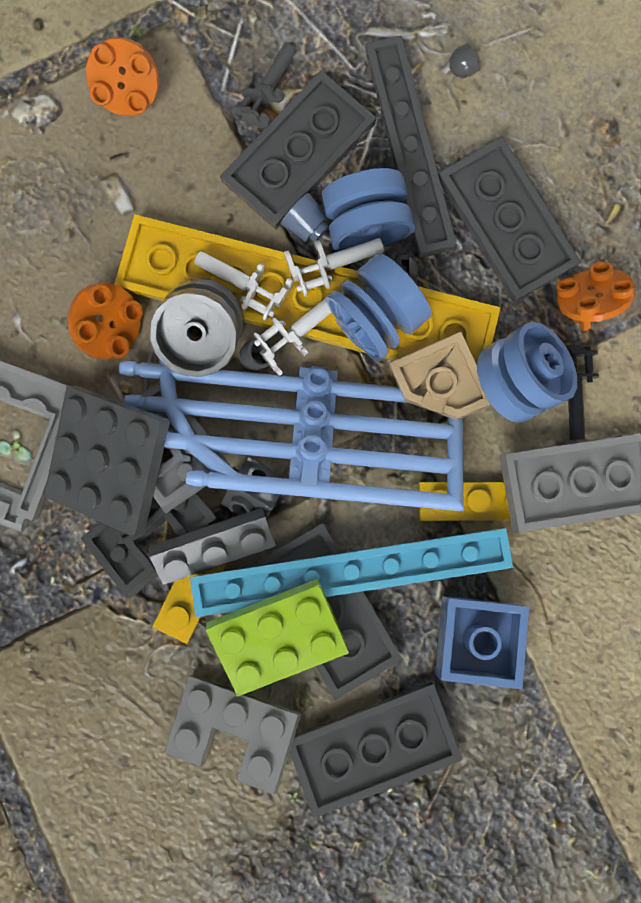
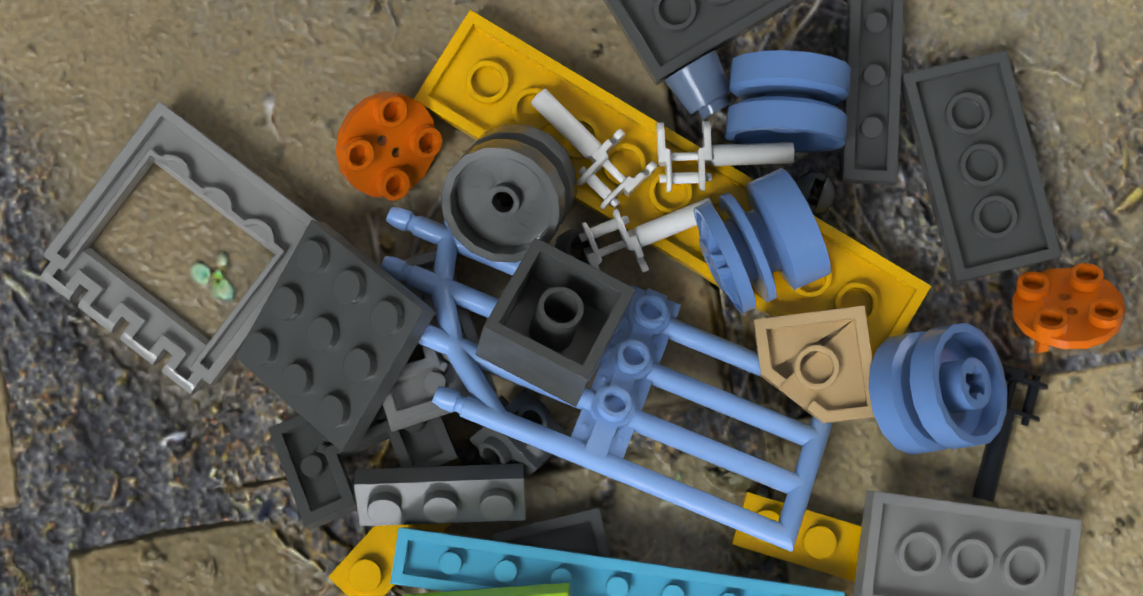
camera: 25 degrees right, 0 degrees up
(253, 402) = (554, 321): none -> dark grey brick

